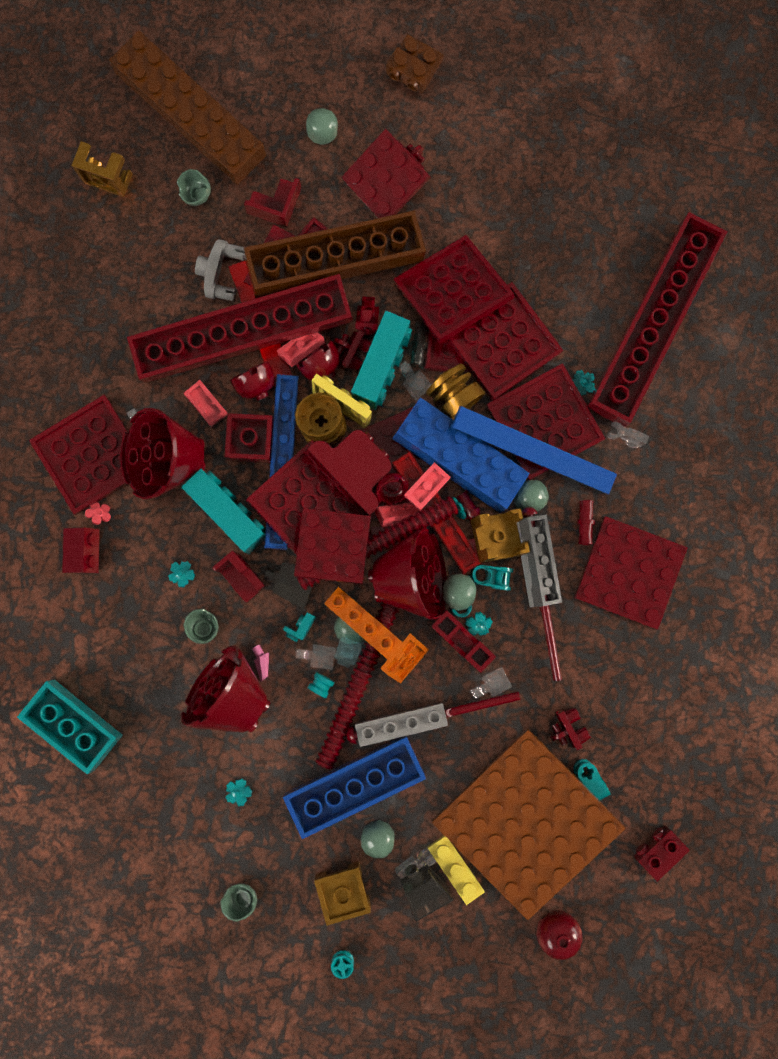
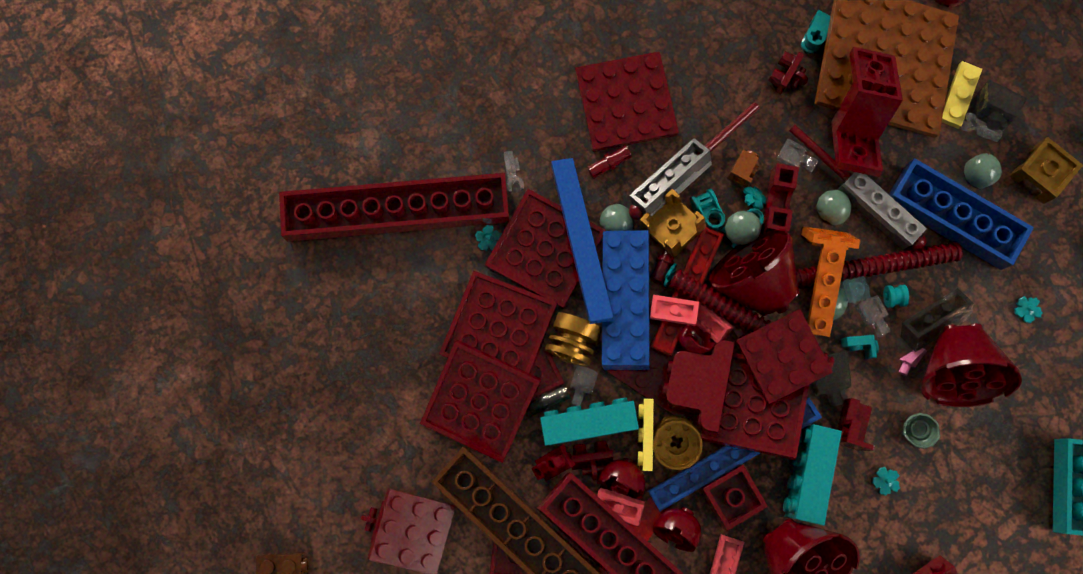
camera: 120 degrees left, 5 degrees down
(281, 692) = (929, 323): none -> clear smoke brick
(428, 687) = (834, 207): none -> sand green hair
(493, 764) = (866, 111): none -> dark red bracket
(510, 632) = (744, 168): none -> dark orange brick

